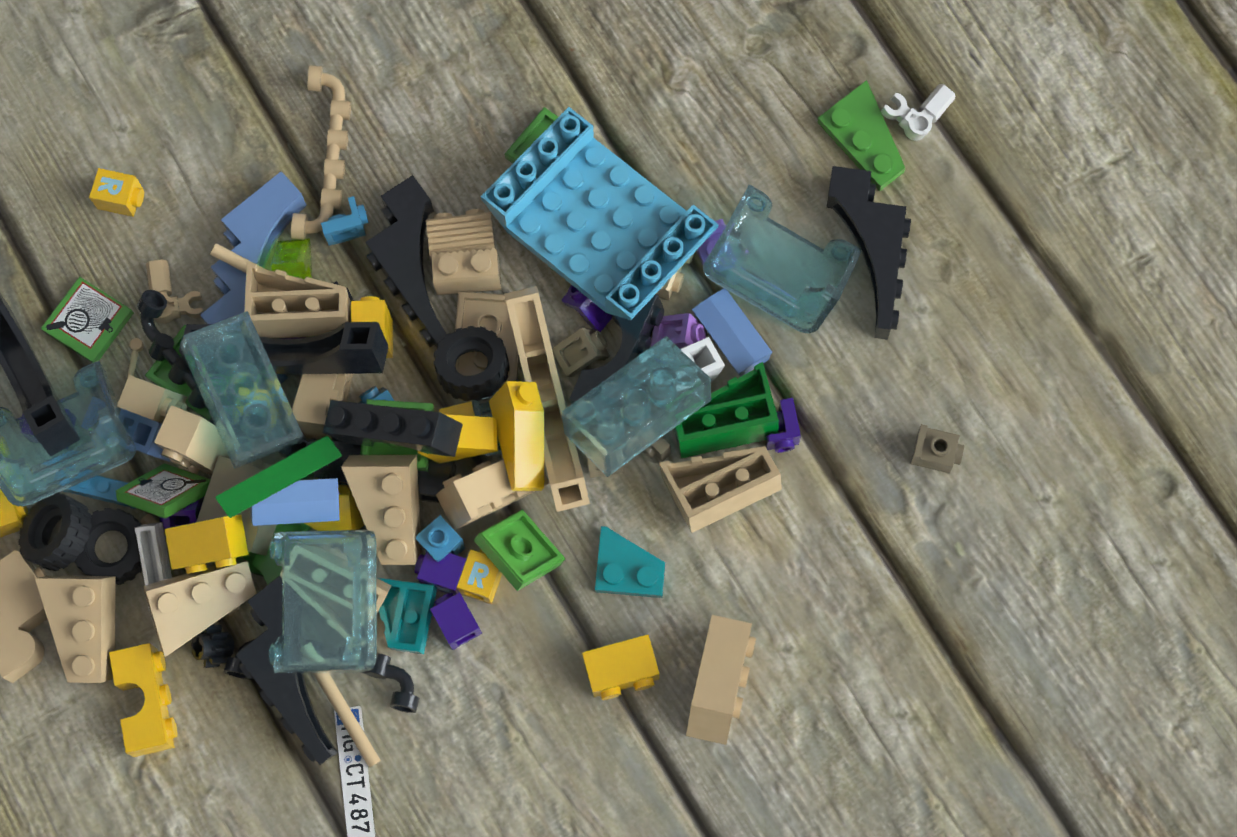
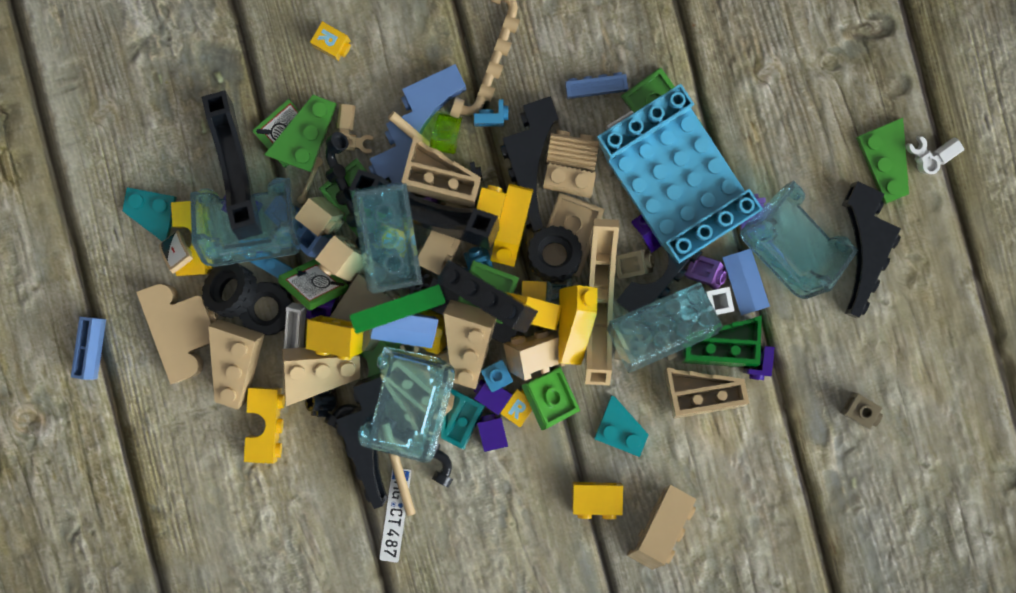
camera: 15 degrees right, 15 degrees up
(110, 313) = (304, 135): none -> bright green wing
(406, 343) = (511, 225): none -> yellow slope
(469, 152) = (596, 86): none -> medium blue piece

